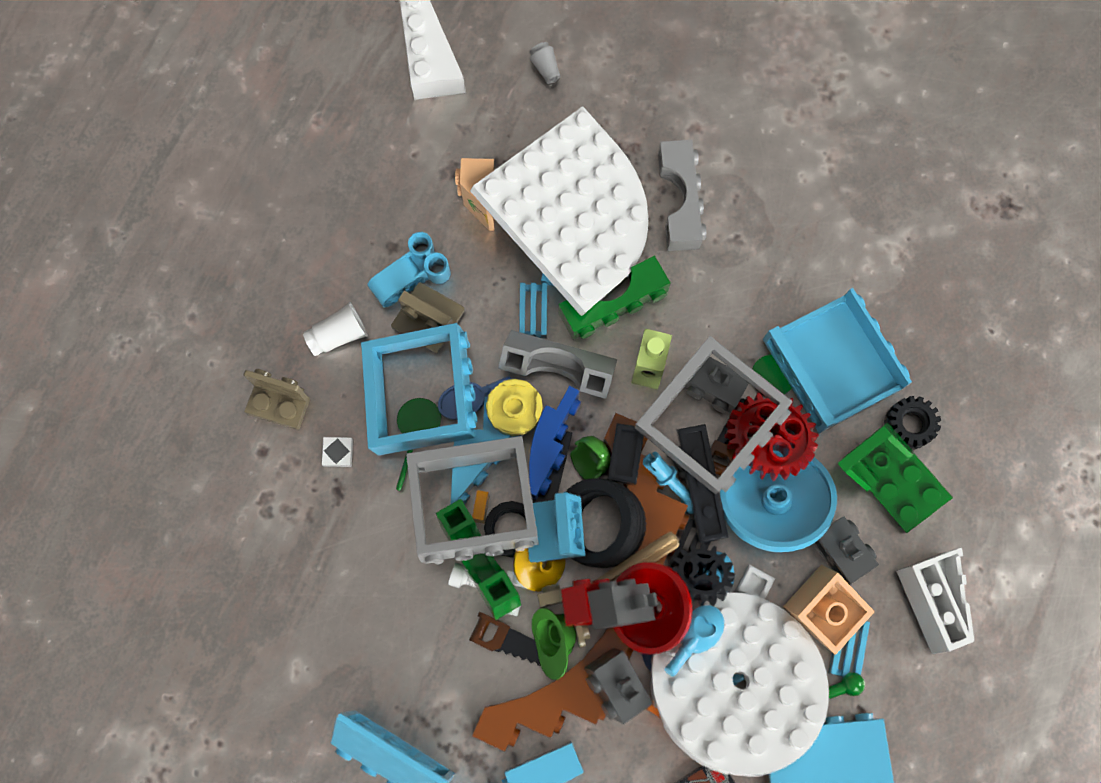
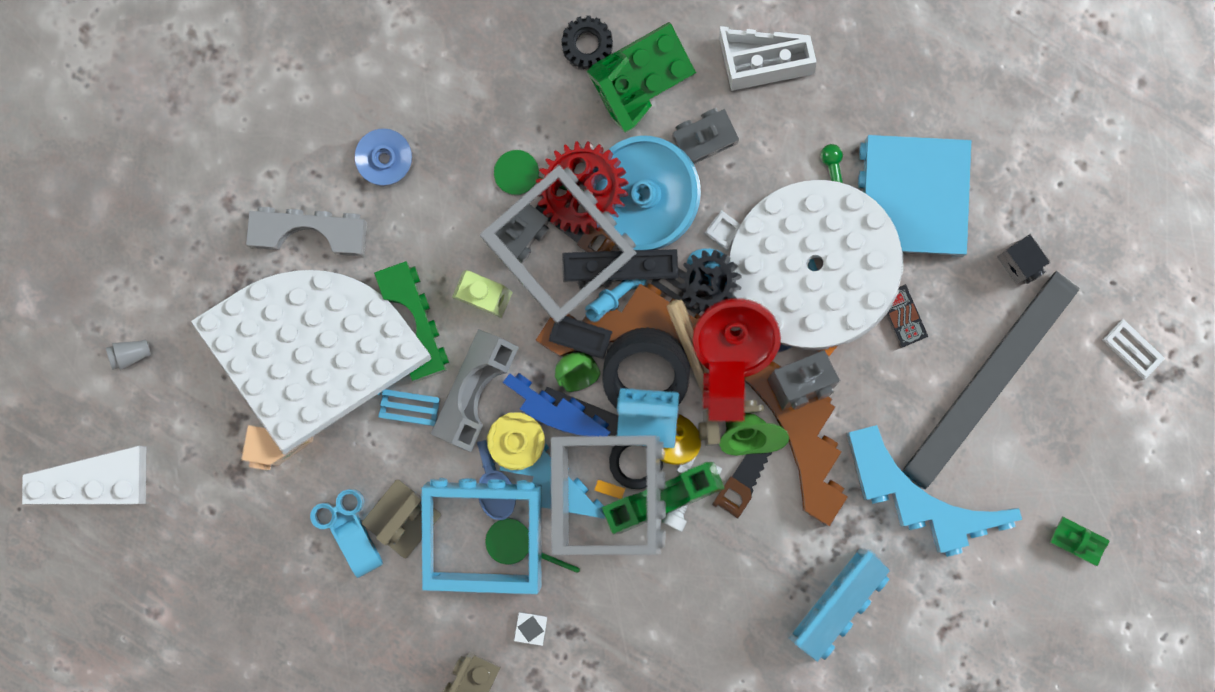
camera: 80 degrees left, 10 degrees up
(335, 330) = (403, 616): white plant -> none
(621, 604) = (731, 365): dark grey brick -> none
(703, 634) = (767, 291): medium azure piece -> none
(767, 240) = (378, 143): none -> medium blue dish
(829, 608) = (758, 165): light nougat slope -> none
(837, 360) = (511, 105): medium azure panel -> none
(859, 656) = (792, 161): medium azure tile -> none

